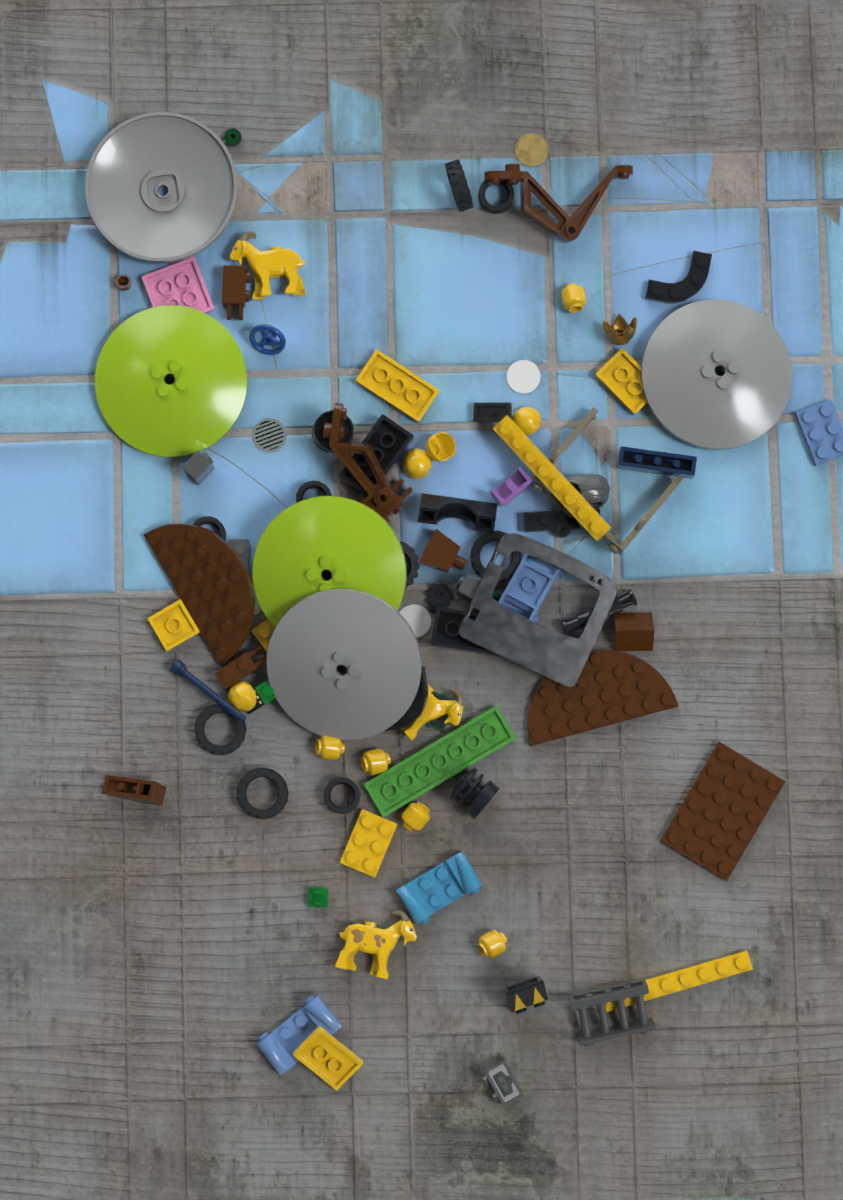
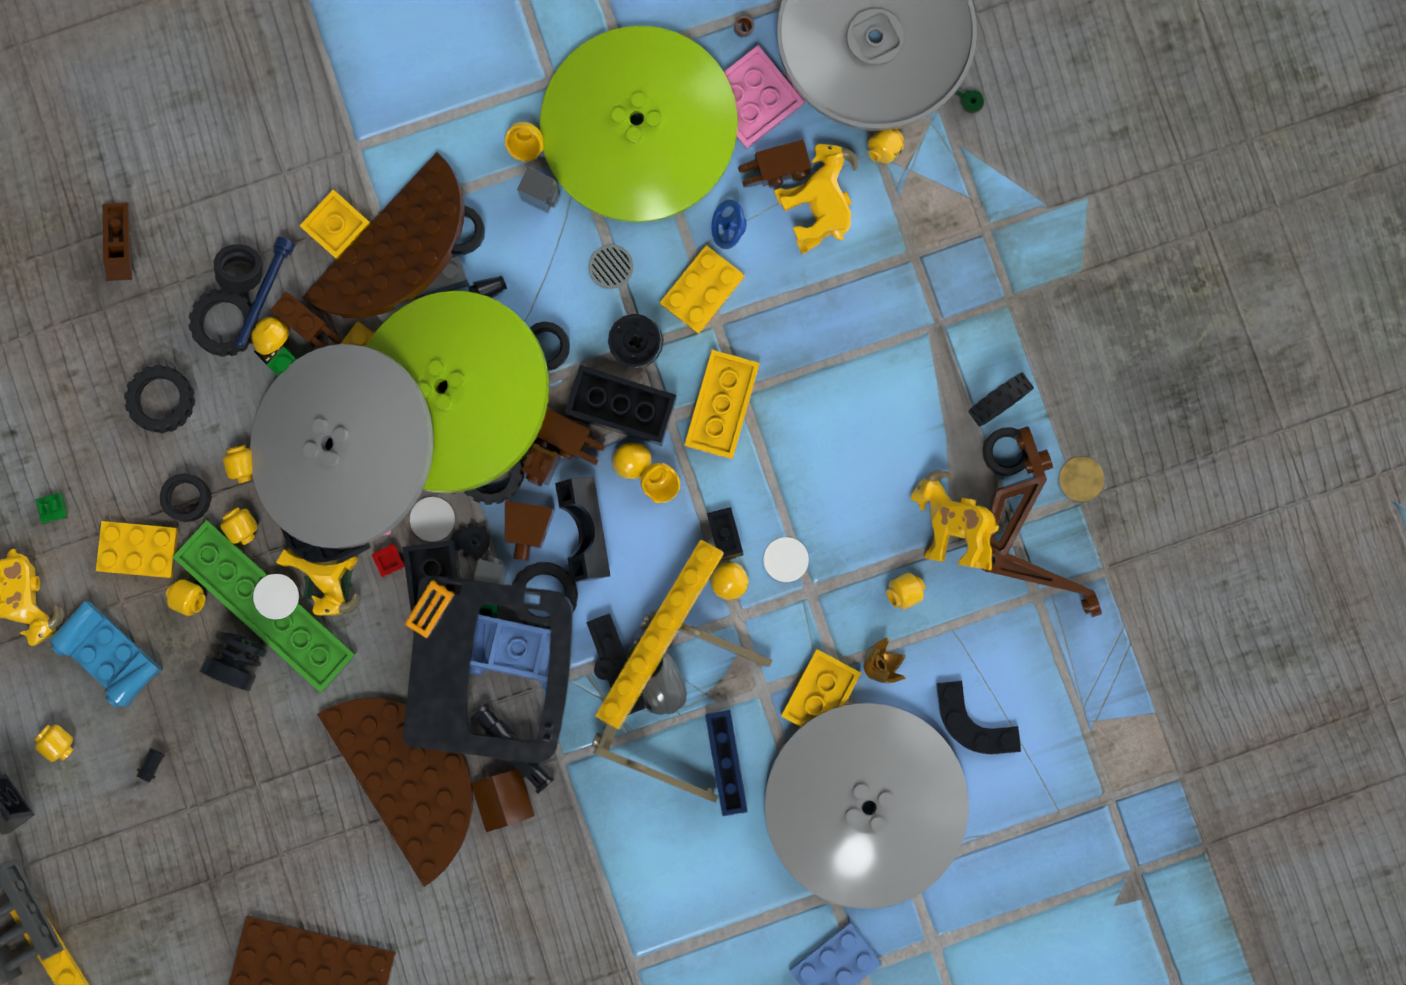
camera: 80 degrees right, 0 degrees up
(157, 467) = (524, 141): none -> yellow piece
(174, 697) = (236, 253): none -> black tyre
(246, 209) = (885, 145): none -> yellow head
(257, 527) = (488, 287): none -> black cone
(308, 374) = (702, 289): none -> yellow plate
(334, 432) = (569, 423): reddish brown piece -> none
(403, 527) = (540, 465): none -> reddish brown hinge
(435, 661) = (388, 560): none -> red plate
(436, 749) = (276, 596): none -> white sticker
(477, 640) = (440, 591): none -> light orange tile
(511, 487) = (635, 587): medium lavender window -> none
(530, 879) = (150, 765): none -> black pin
(534, 245) = (957, 520): none -> yellow animal

